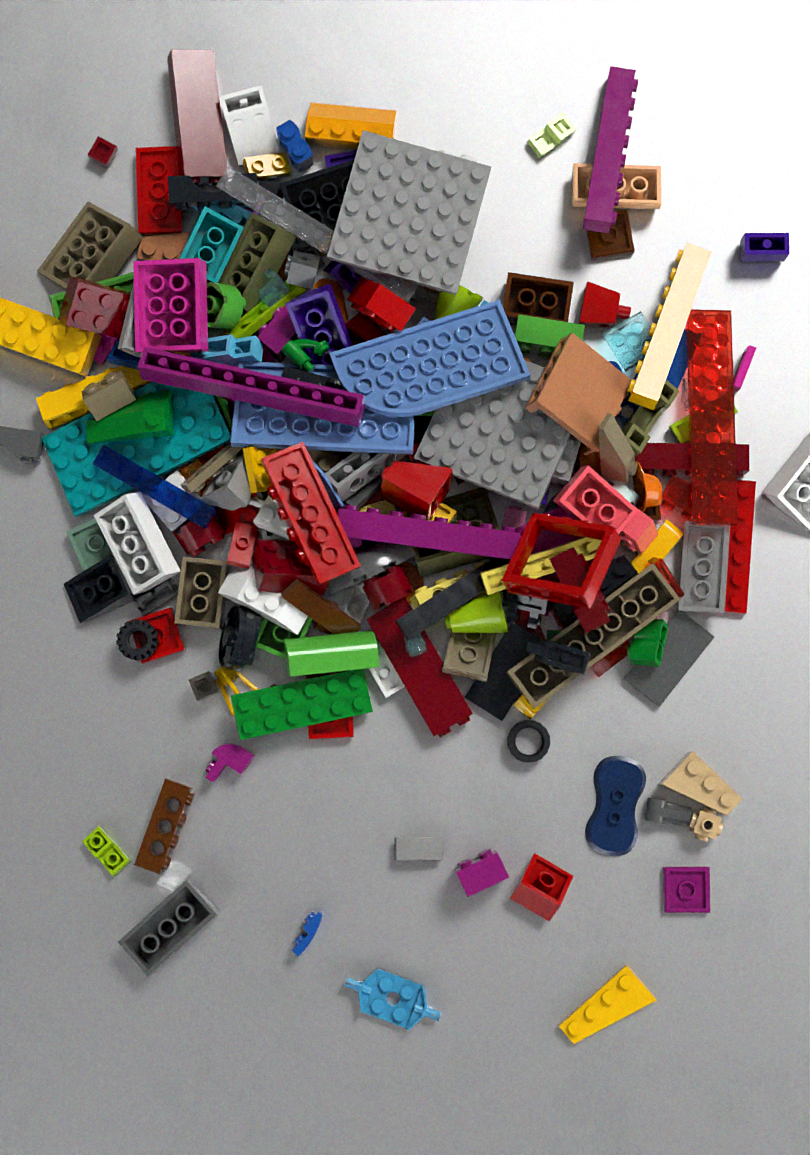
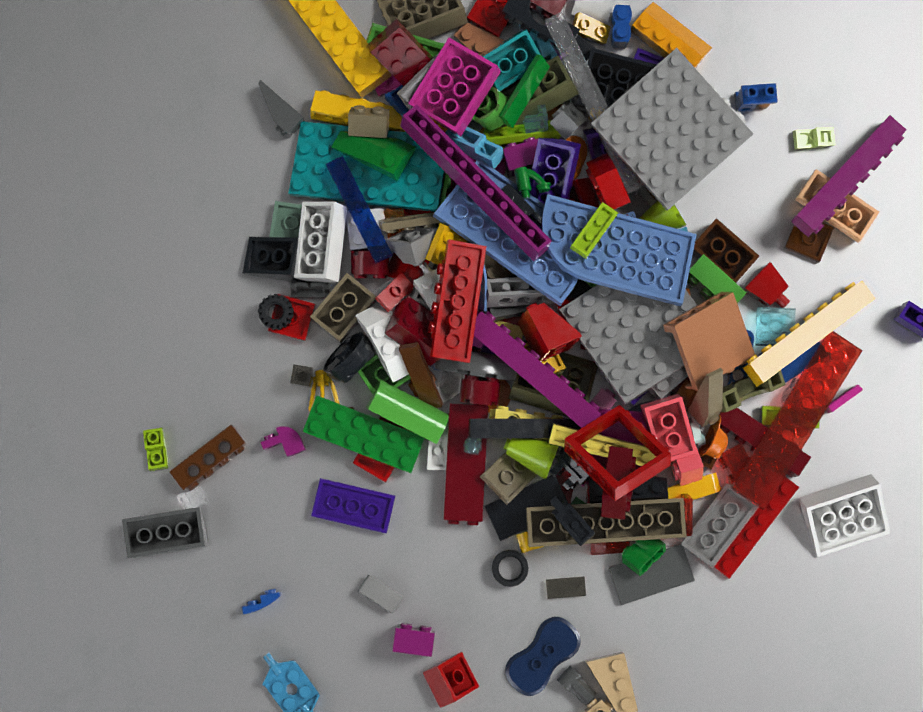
camera: 25 degrees right, 0 degrees up
(241, 267) = (524, 91): none -> green tile
(336, 780) = (353, 505): none -> dark purple plate
(398, 358) = (594, 230): none -> lime plate
(469, 130) = (755, 96): none -> blue hips
(594, 724) = (565, 587): none -> clear smoke tile

